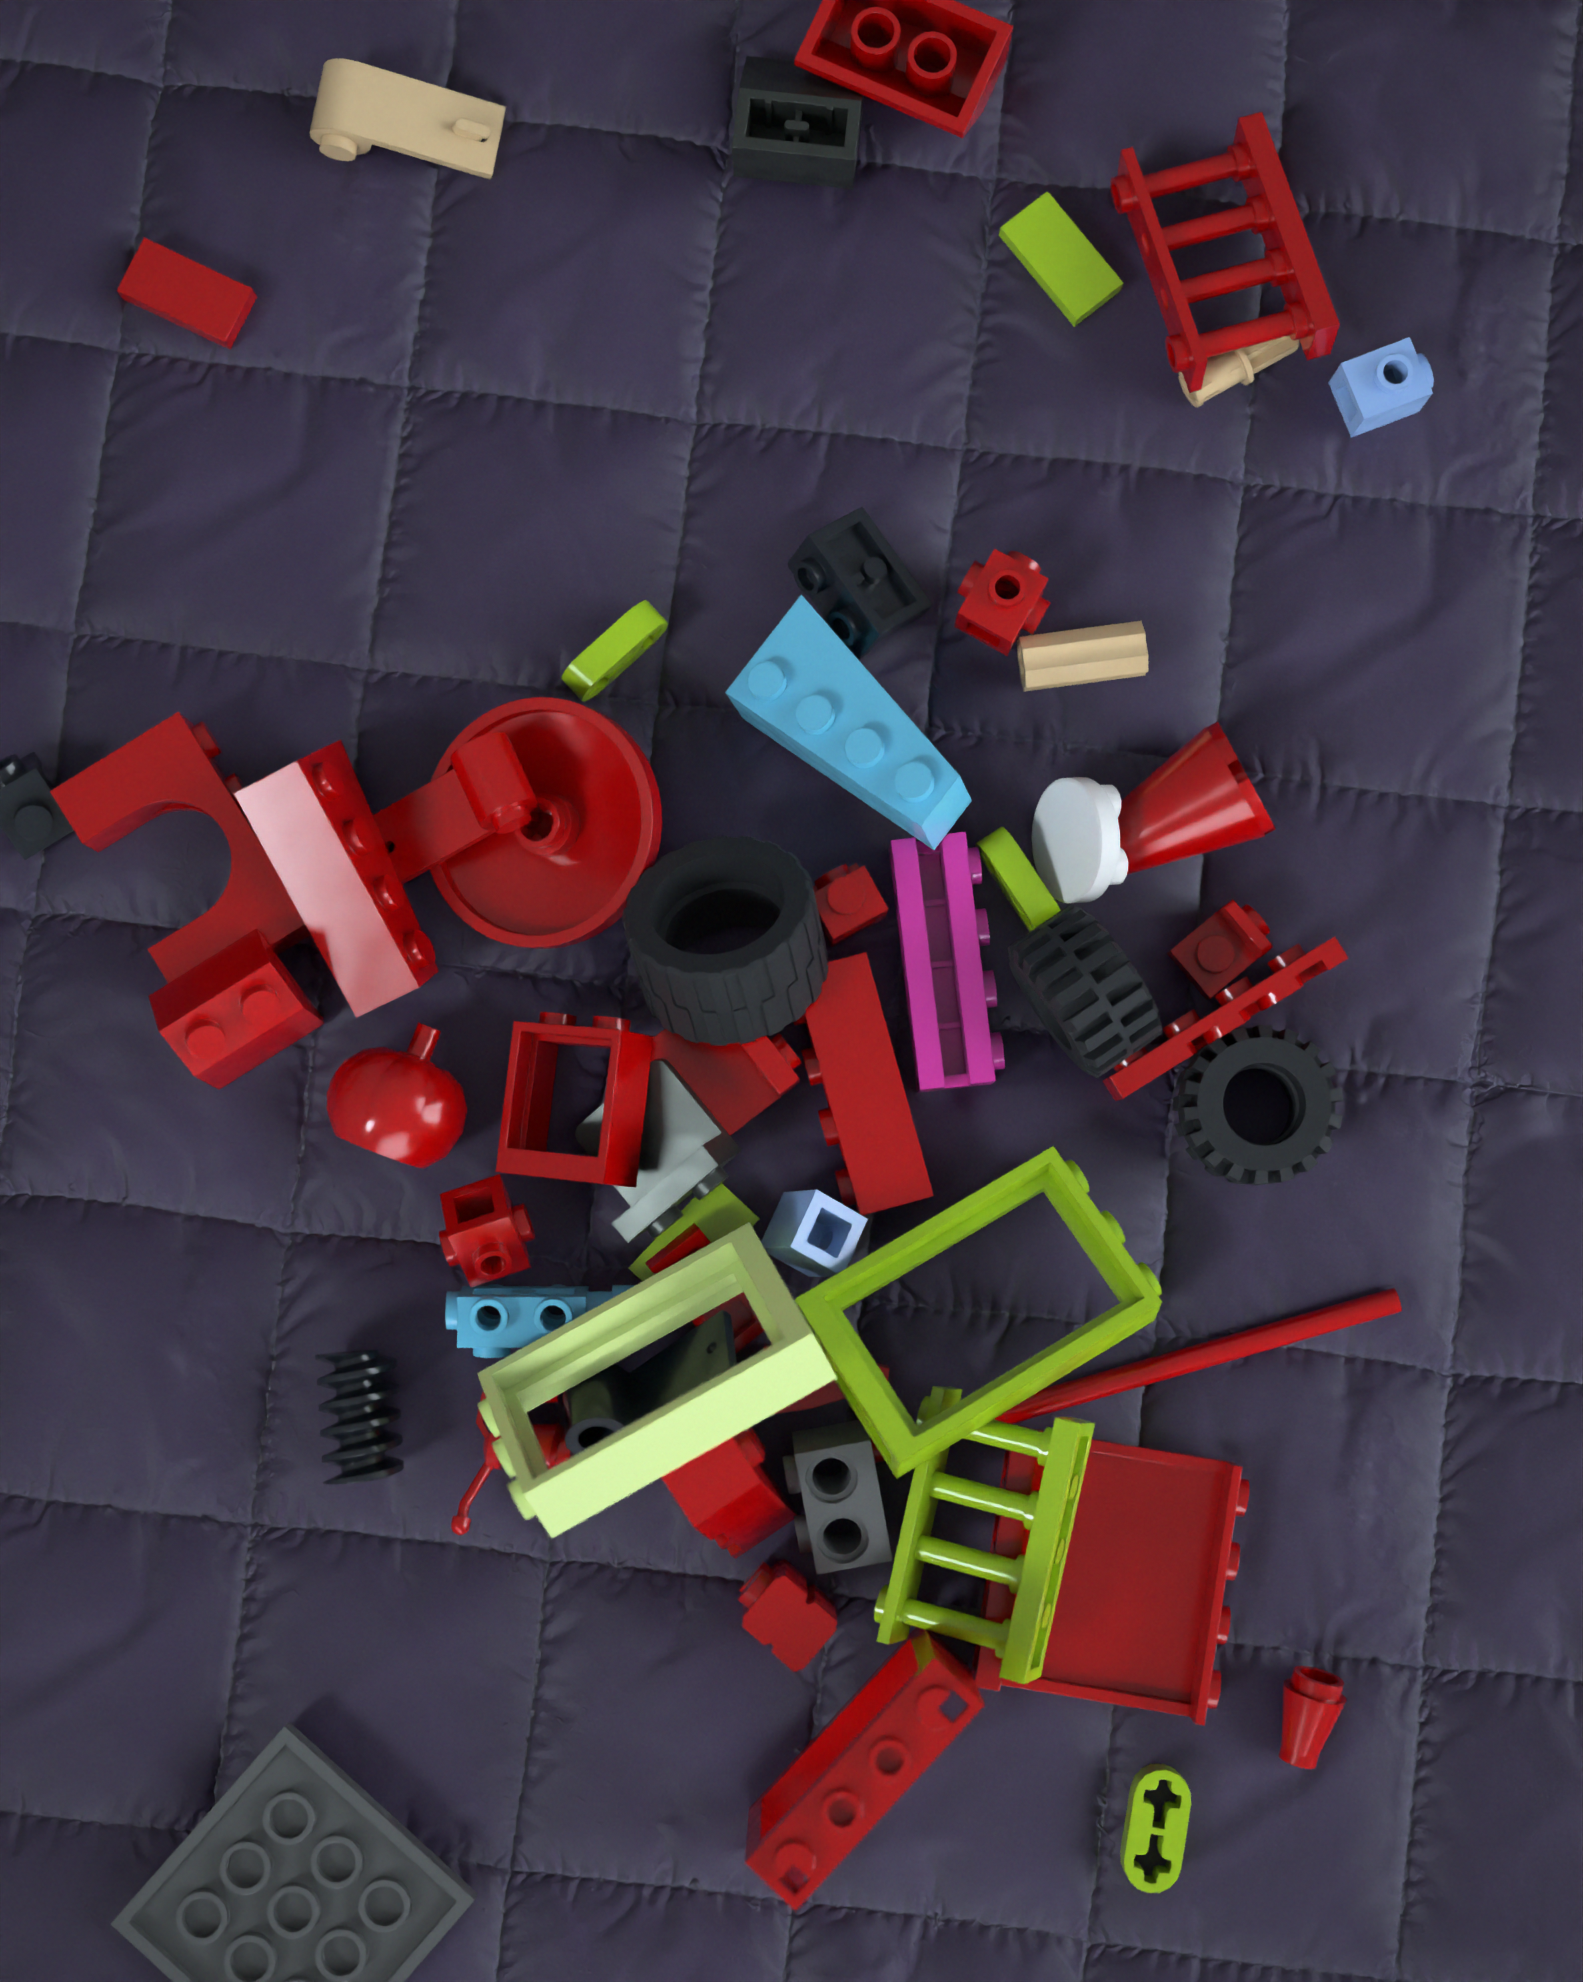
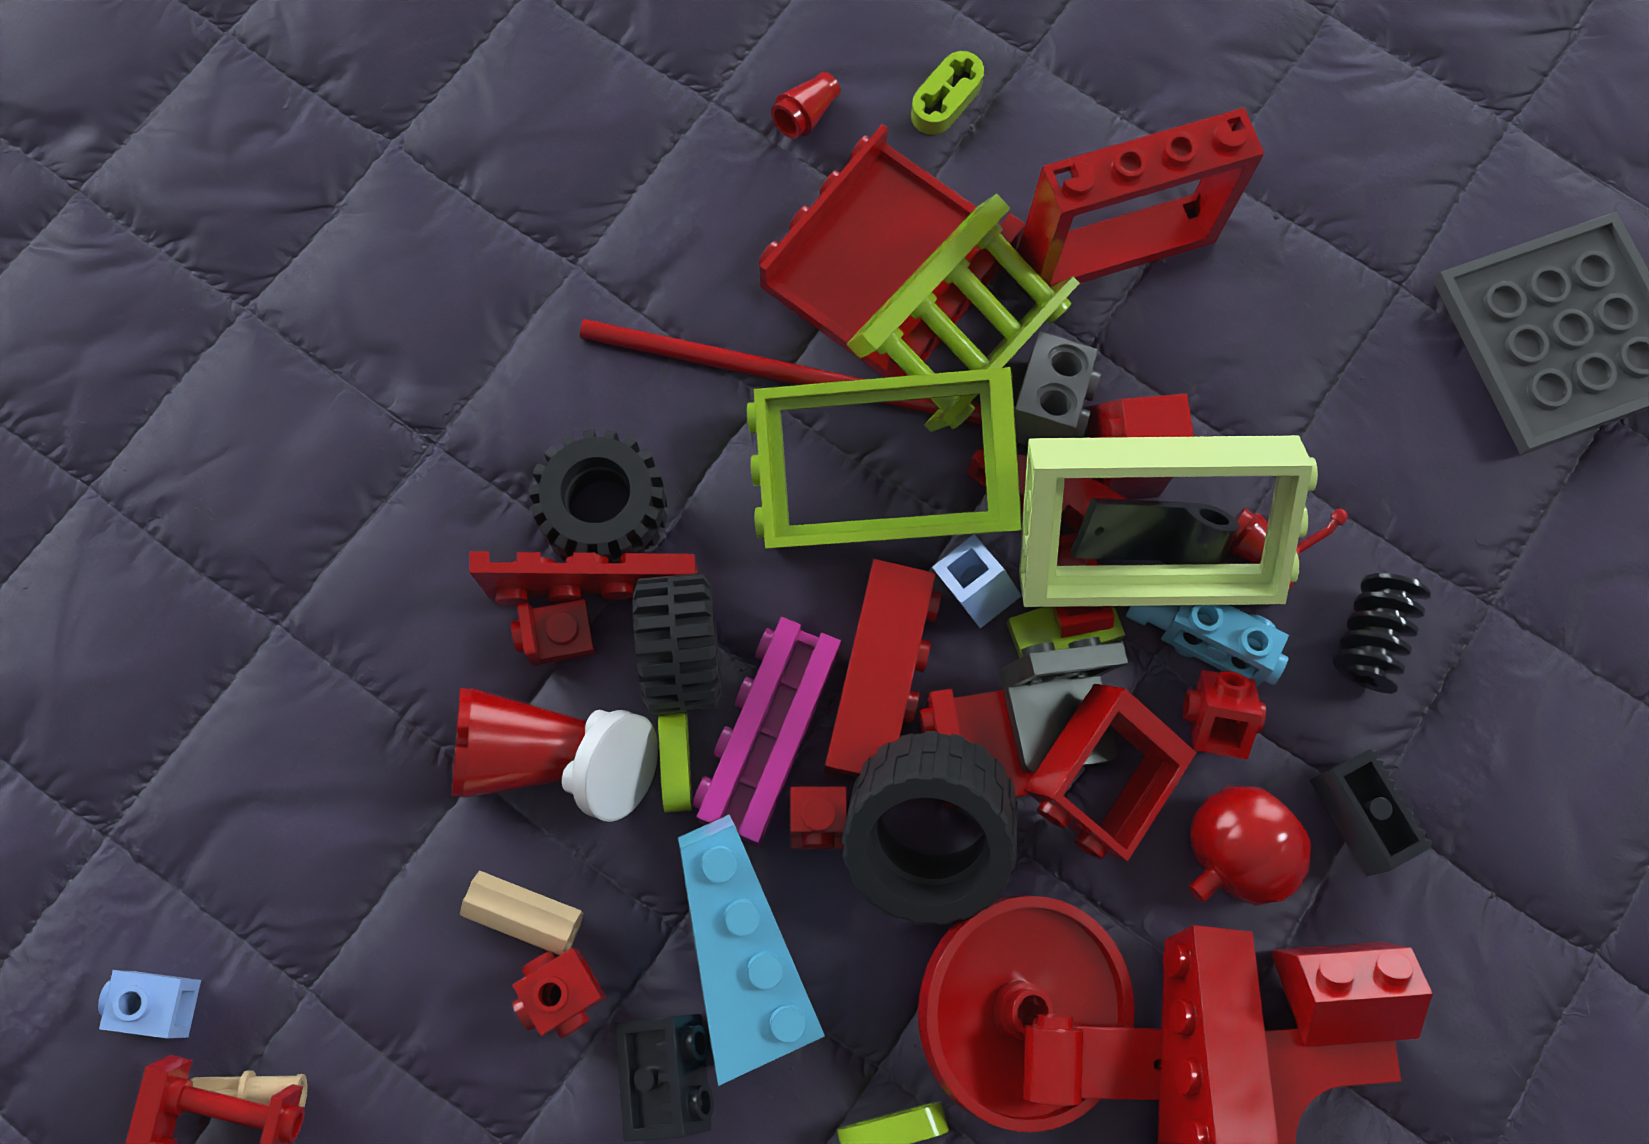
camera: 155 degrees left, 10 degrees down
(289, 1205) = (1370, 813): none -> black brick
(787, 1613) = (1132, 333): red brick -> none

